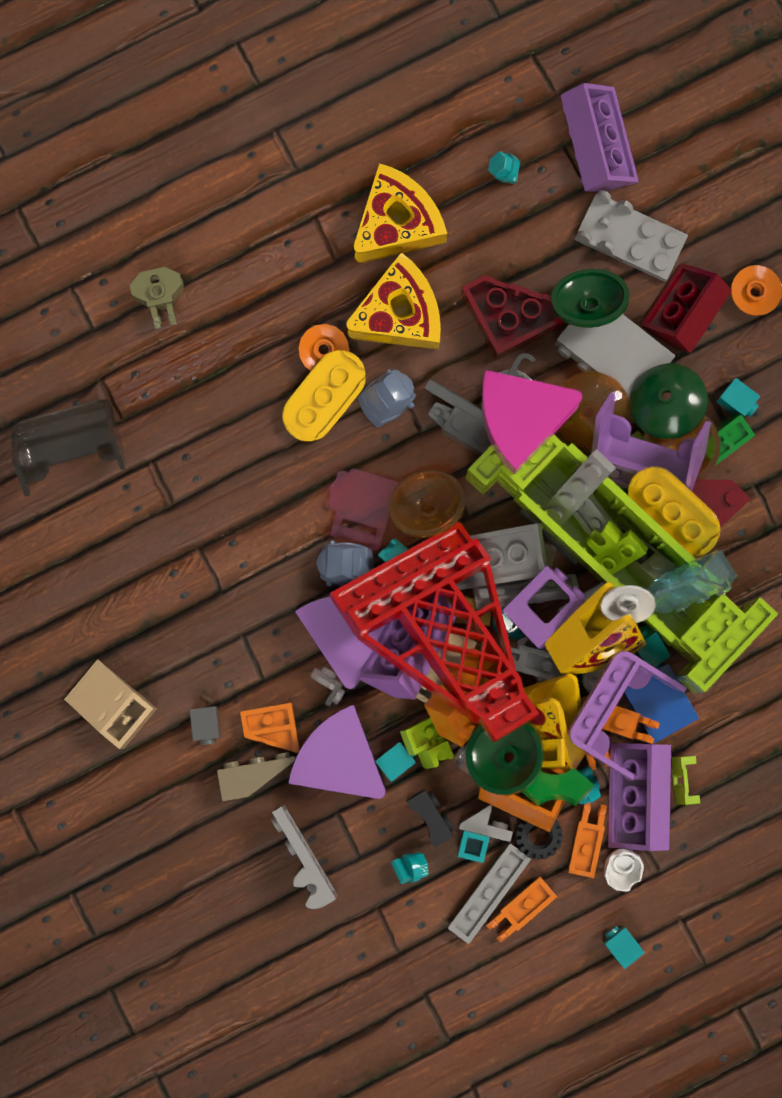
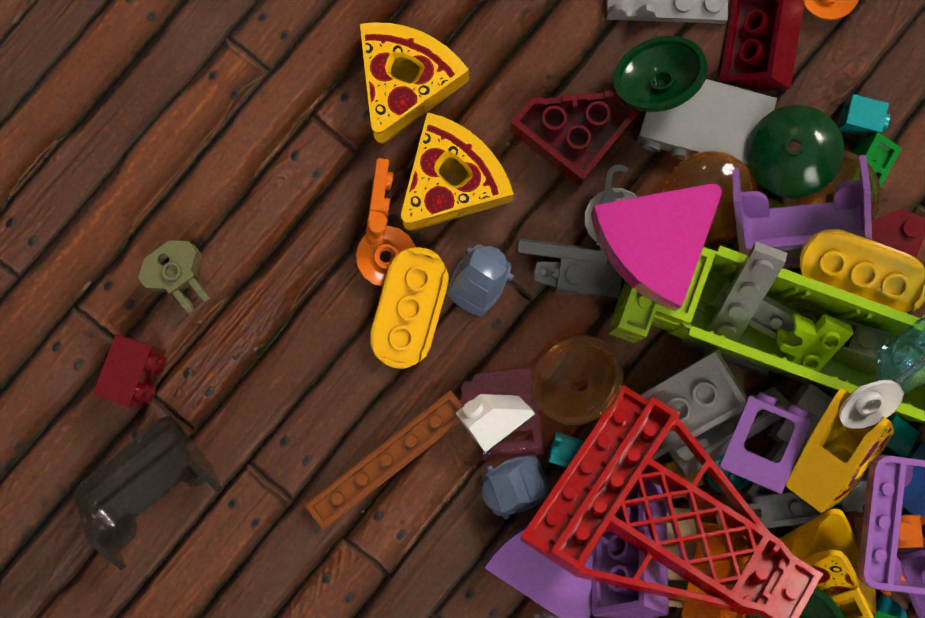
camera: 25 degrees left, 0 degrees up
(94, 353) = (130, 372): none -> dark red brick
(257, 503) = (385, 461): none -> dark orange tile
(334, 306) = (378, 204): none -> orange hinge
(351, 504) = (493, 417): none -> white slope

